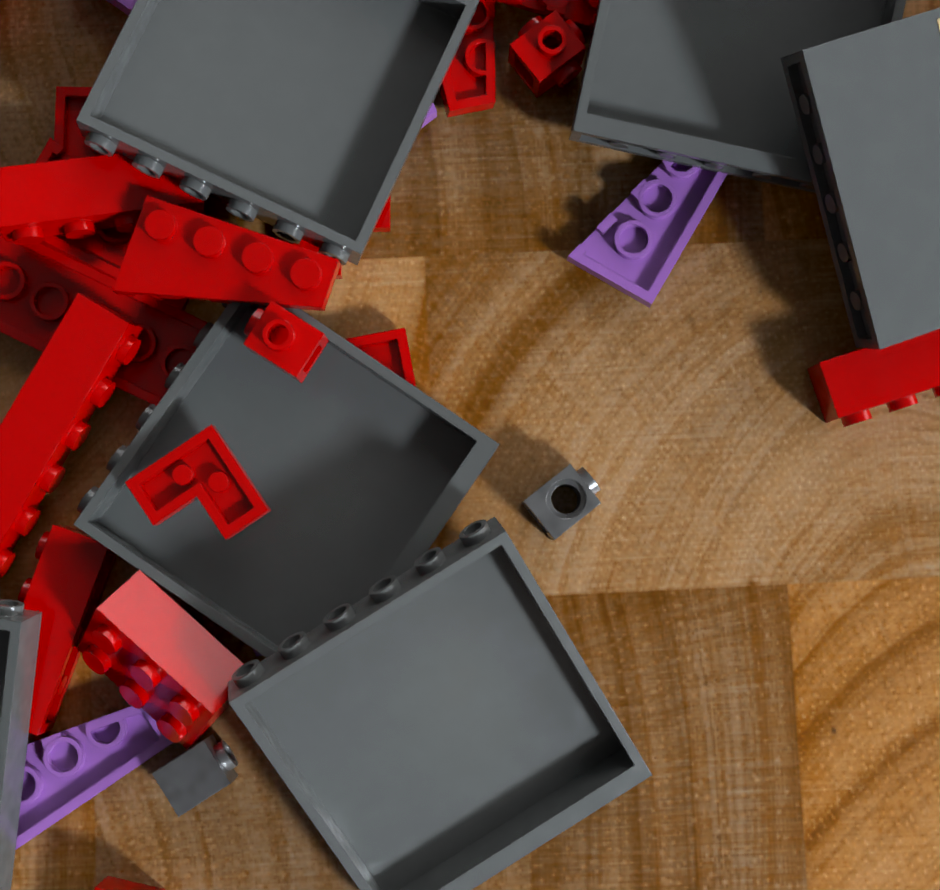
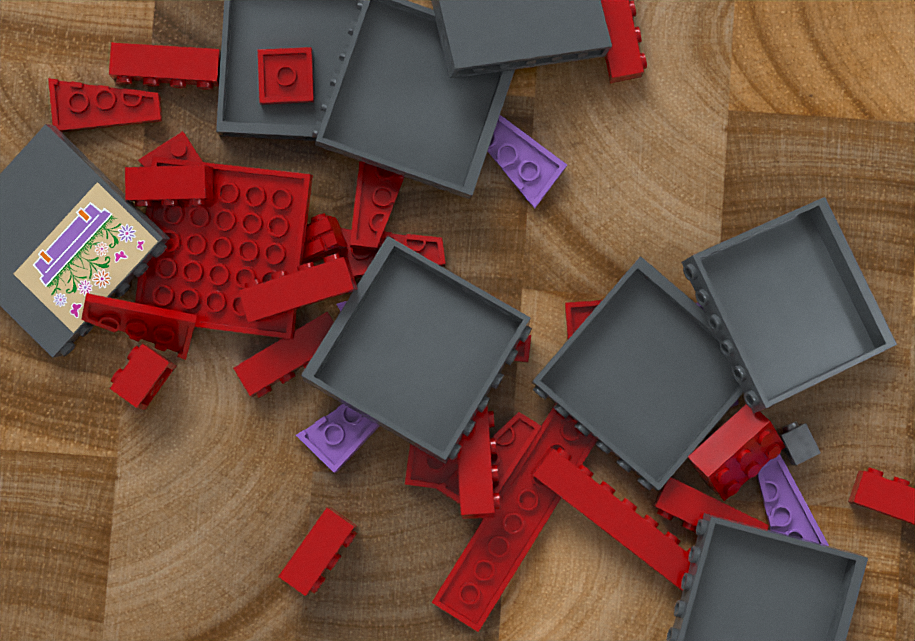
camera: 75 degrees left, 0 degrees up
(203, 471) = (638, 417): red plate -> none
(205, 258) = (524, 399): red wing -> none
(284, 340) = (574, 364): red brick -> none
(544, 513) = (671, 239): flat silver brick -> none
(547, 52) = (422, 213): red brick -> none

